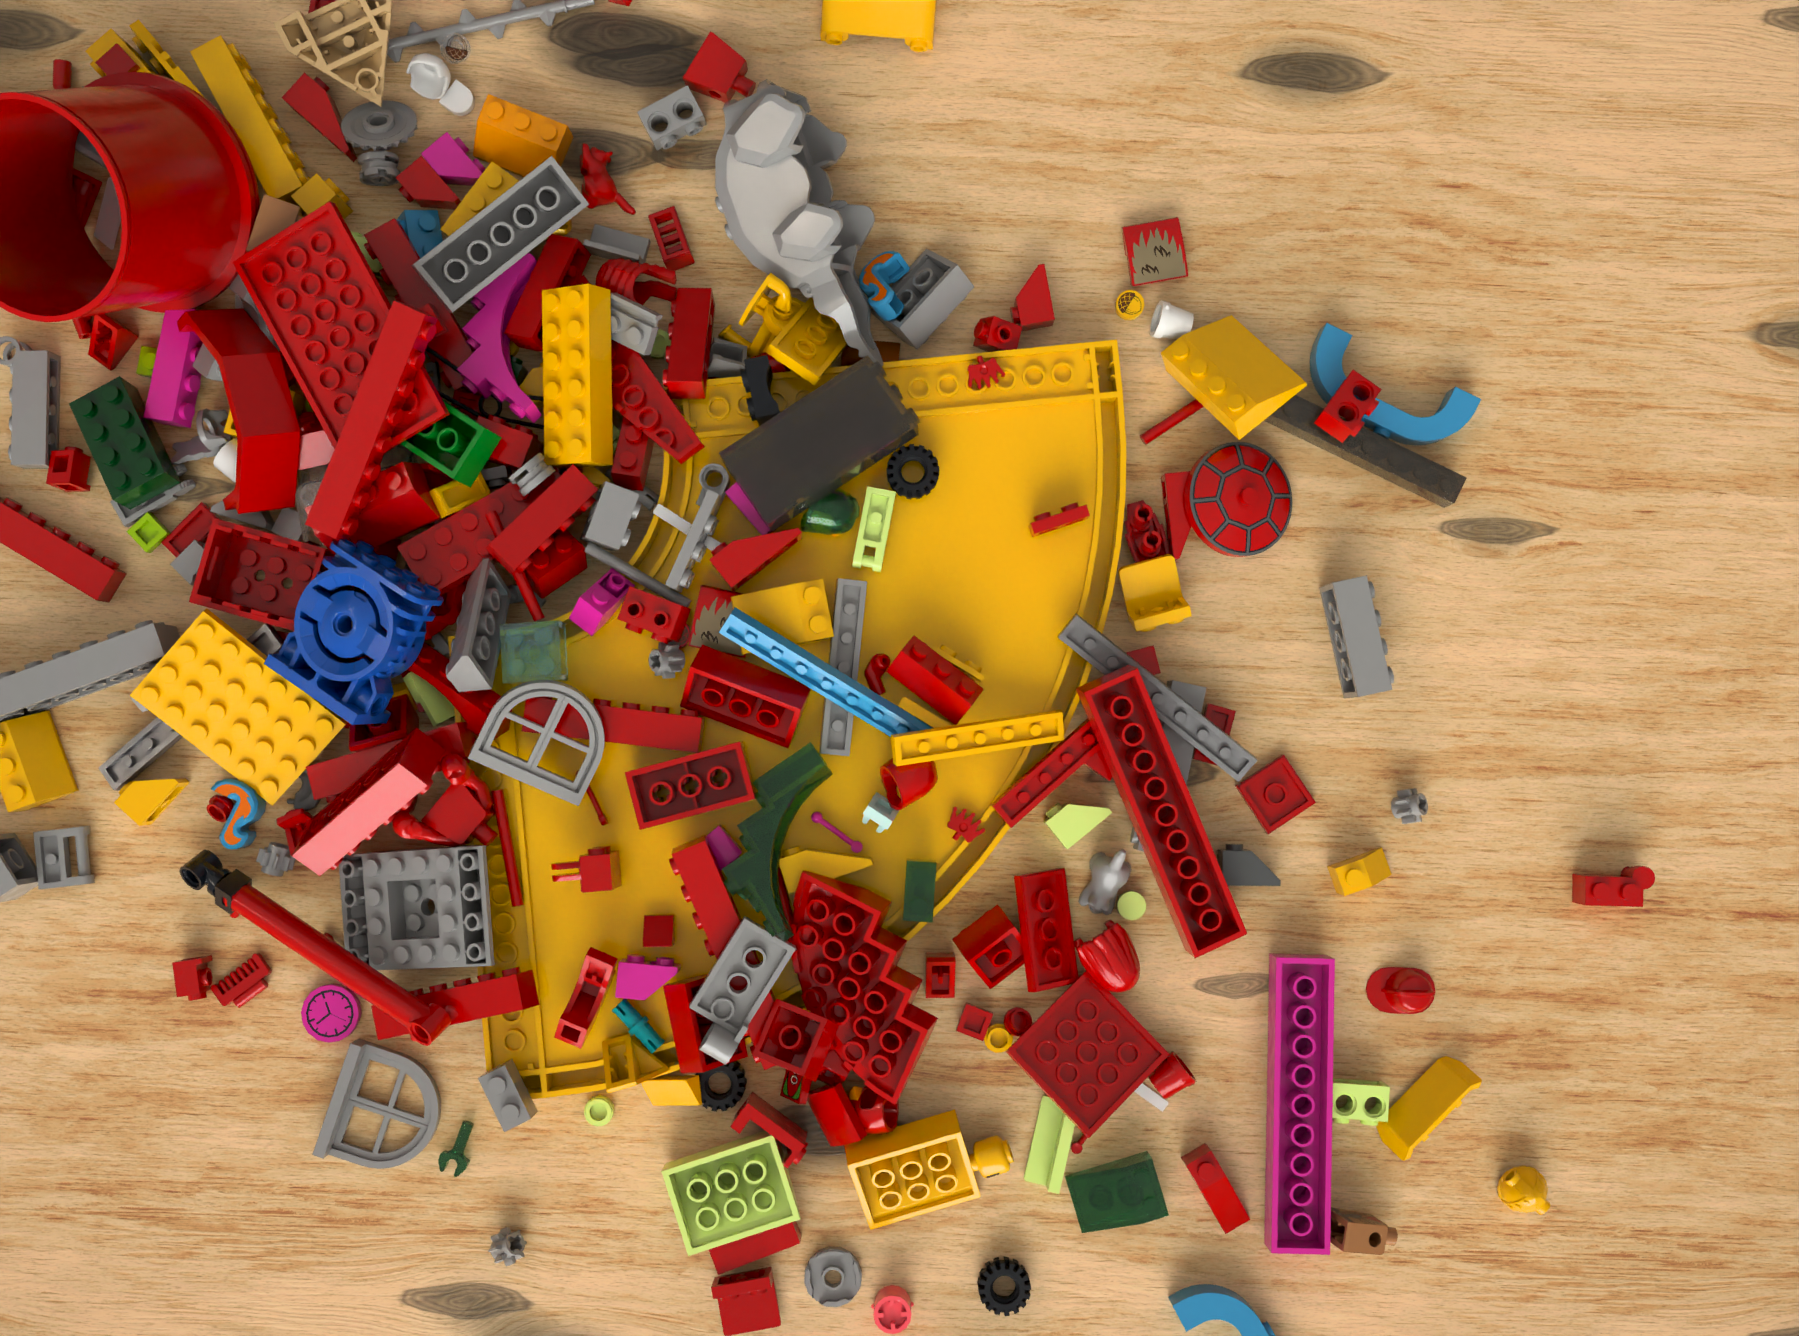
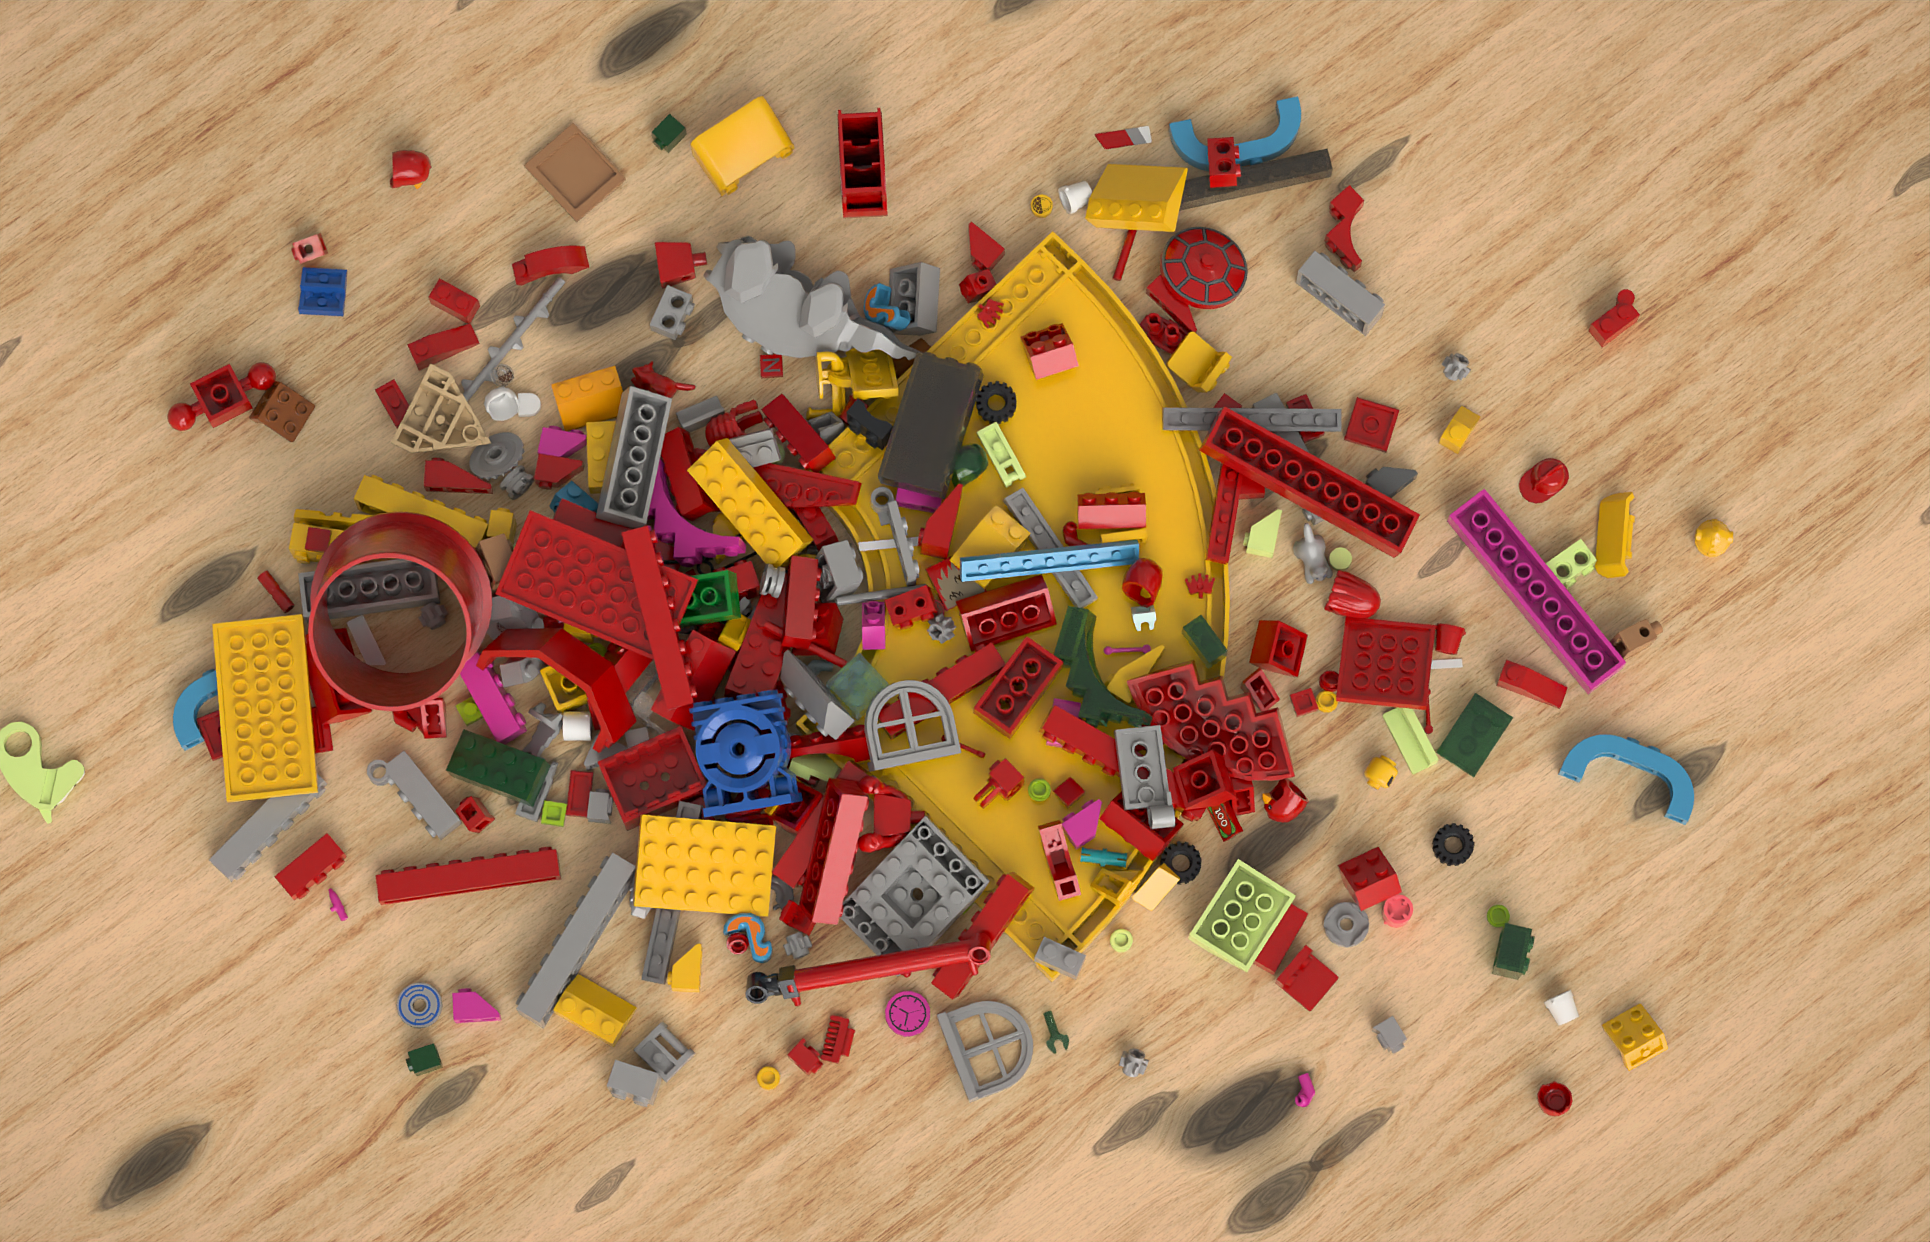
camera: 35 degrees left, 10 degrees down
(145, 965) = (768, 1078): none -> yellow tile
(507, 848) = (937, 817): red bar -> none
(630, 904) = (1039, 790): none -> lime plate
(678, 255) = (742, 390): red slope -> none
(726, 253) = (771, 366): none -> red tile
(775, 1124) = (1231, 854): red panel -> none
(836, 1115) = (1266, 821): red slope -> none
(889, 1259) = (1369, 878): none -> red brick
(912, 1170) = (1340, 818): yellow slope -> none
(977, 111) = (862, 164): none -> red brick
(977, 737) = (1164, 523): yellow plate -> none
(1010, 461) = (1049, 351): none -> slope
(1046, 929) = (1300, 611): red tile -> none
(1070, 514) = (1110, 354): red plate -> none
(1155, 251) = (1030, 162): slope -> none
(1270, 301) = (1124, 137): none -> sticker
(1400, 580) = (1338, 240): none -> red arch

